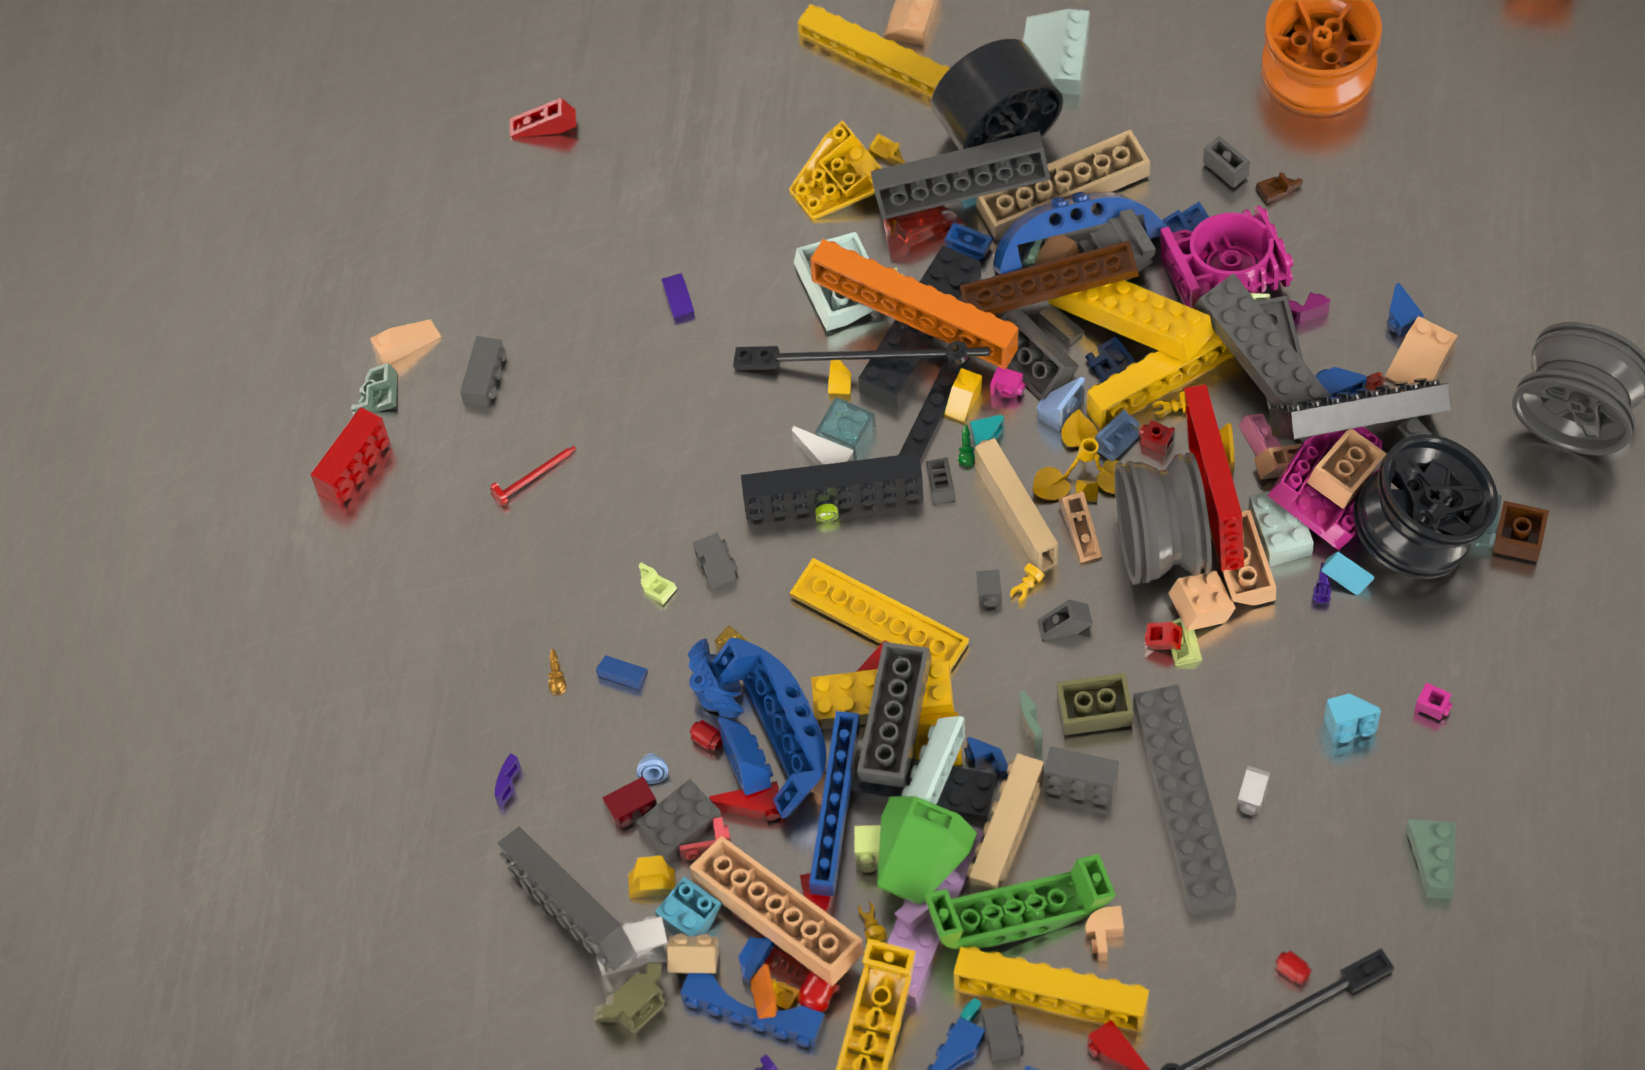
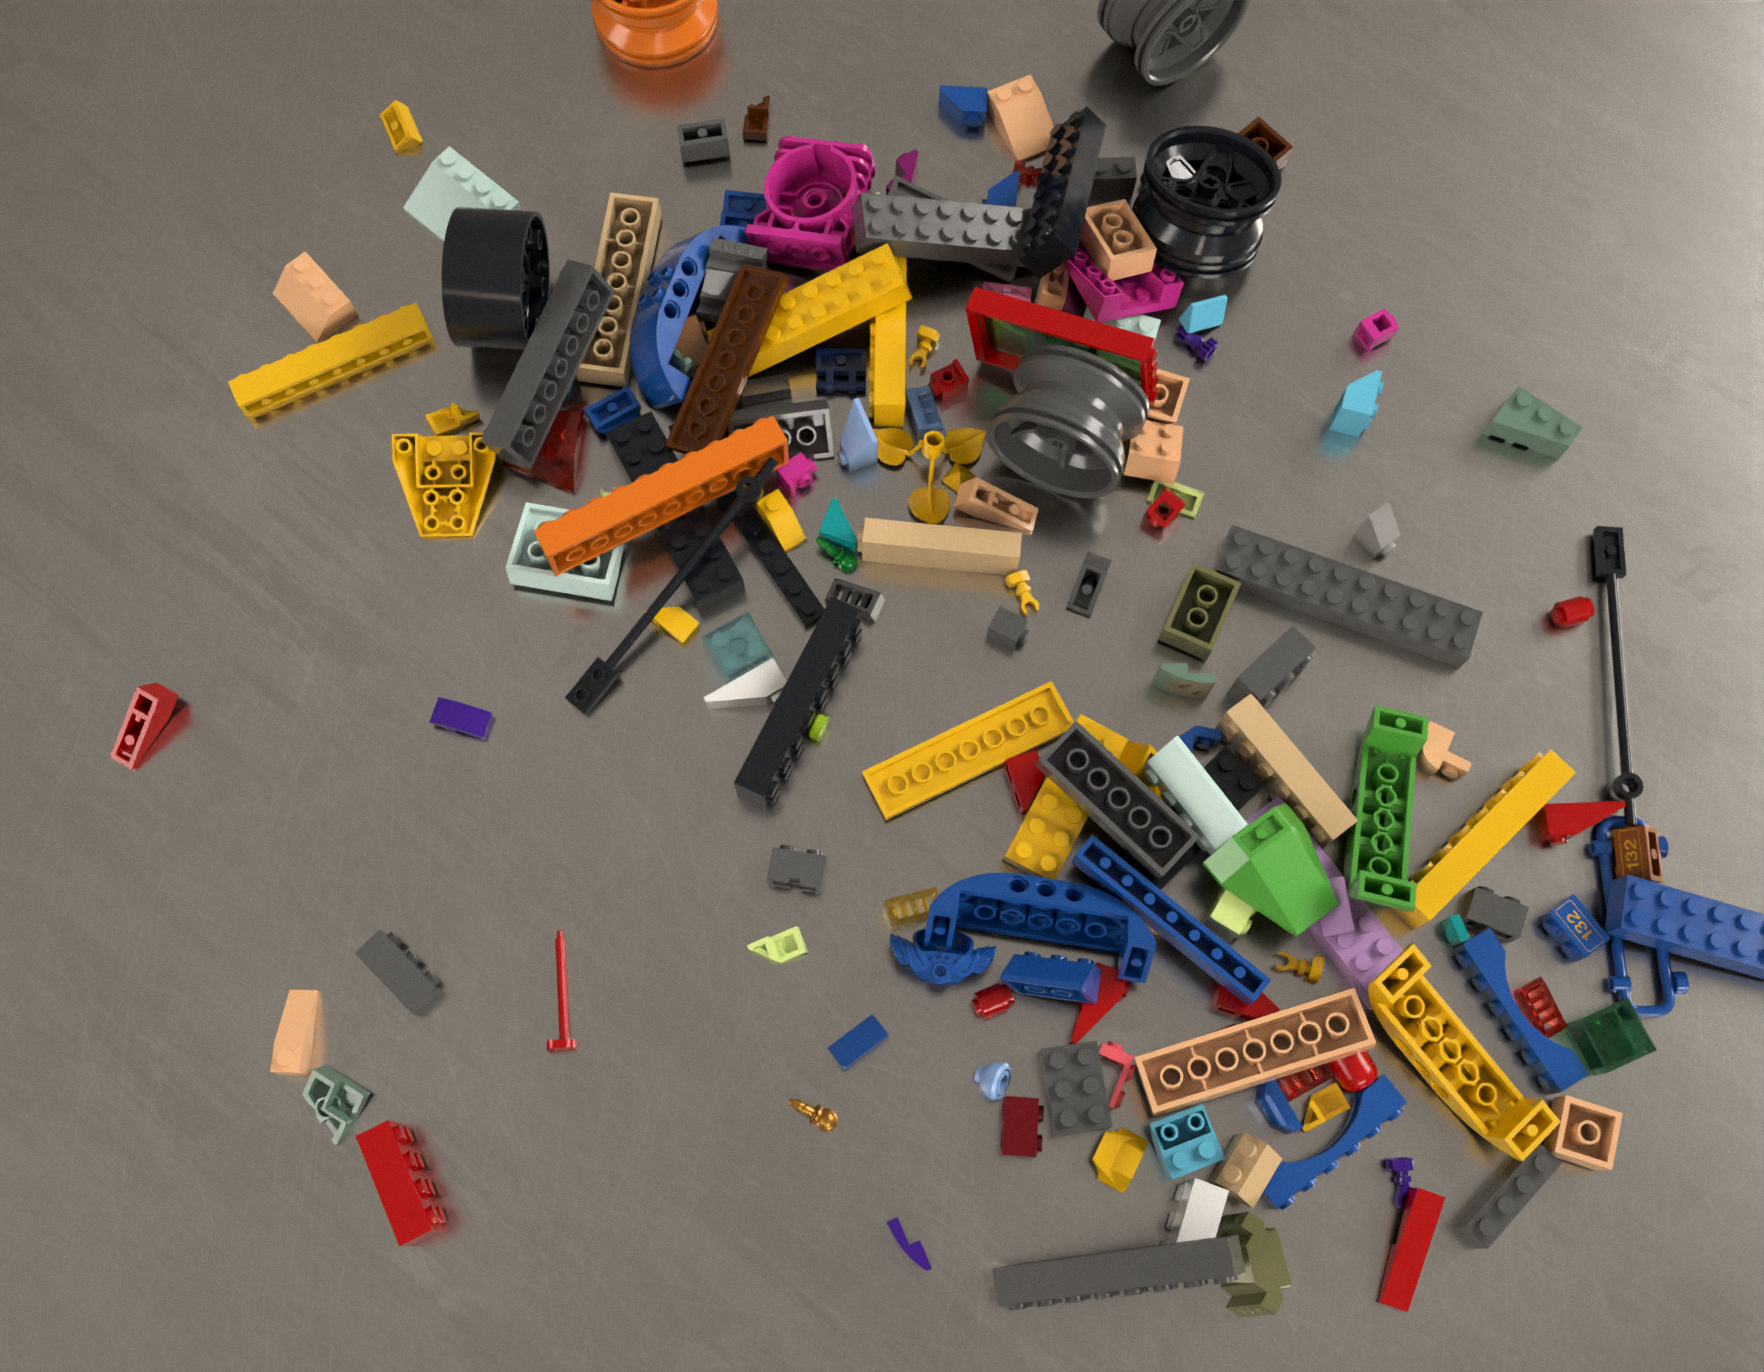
camera: 65 degrees left, 10 degrees up
(764, 993) = (1331, 1122): orange slope -> none

